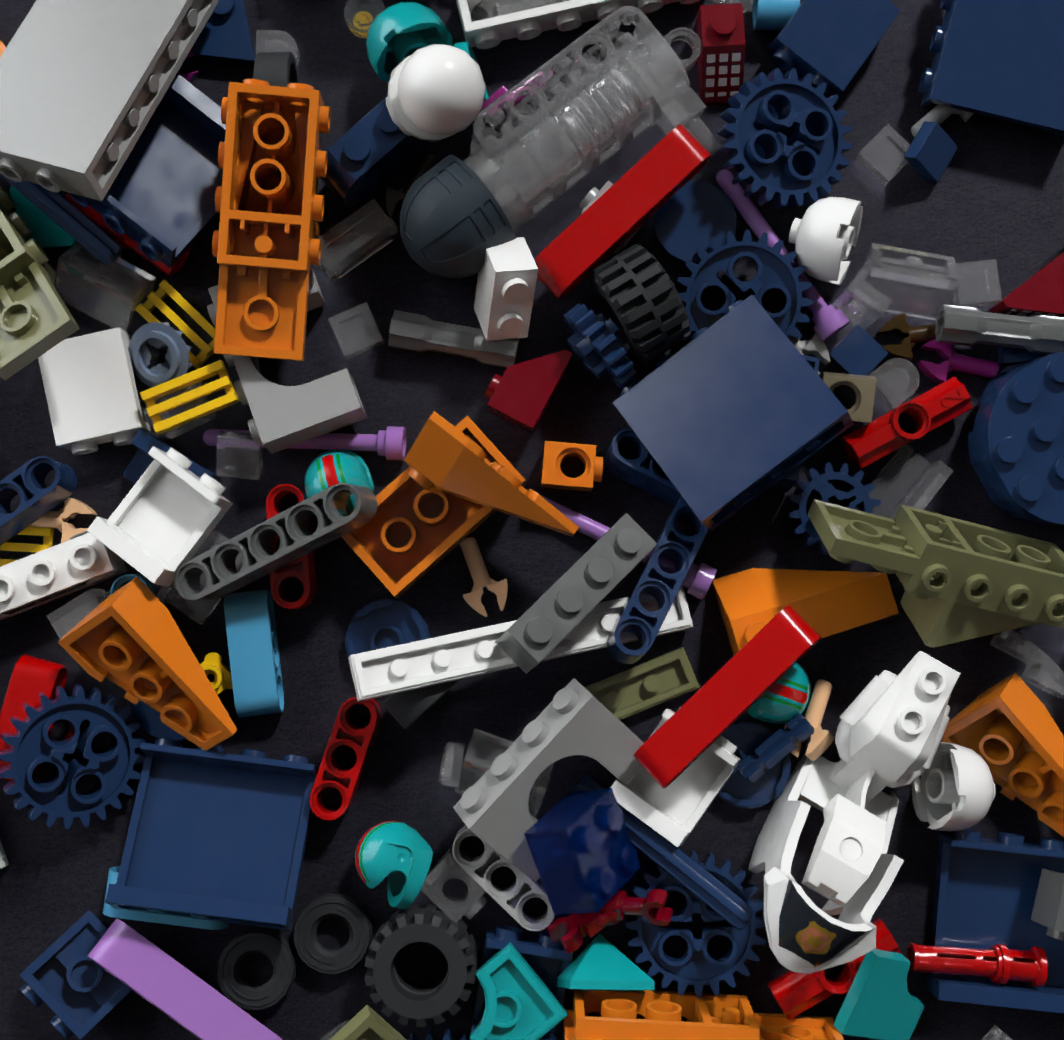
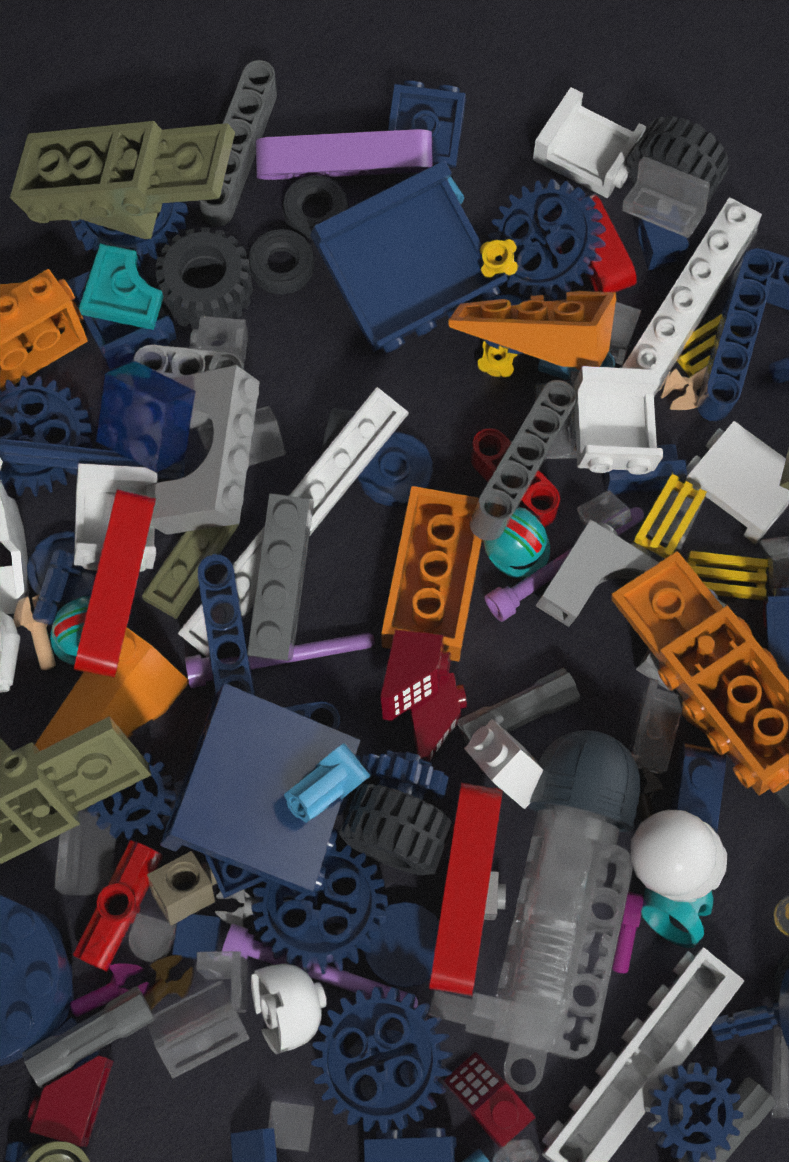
camera: 145 degrees right, 15 degrees down
(144, 768) = (496, 248): none -> yellow plate
(145, 355) = (734, 537): sand blue gear -> none
(254, 653) = (480, 390): dark azure beam -> none
(334, 775) = (358, 355): red beam -> none
(356, 330) = (597, 666): clear tile -> none
(399, 854) = (279, 331): teal helmet -> none
(401, 32) = (744, 908): teal cylinder -> none
(451, 764) = (283, 415): clear tile -> none
(460, 468) = (421, 600): orange wedge -> none
(481, 578) = (359, 556): light nougat bar -> none
(523, 424) = (413, 671): none -> dark red slope
(553, 456) = (362, 663): orange brick -> none
(578, 925) = (70, 415): dark red piece -> none
(604, 968) = (73, 360): teal slope -> none
(663, 373) = (333, 778): none -> dark azure piece
(977, 283) = (139, 1071): clear tile -> none

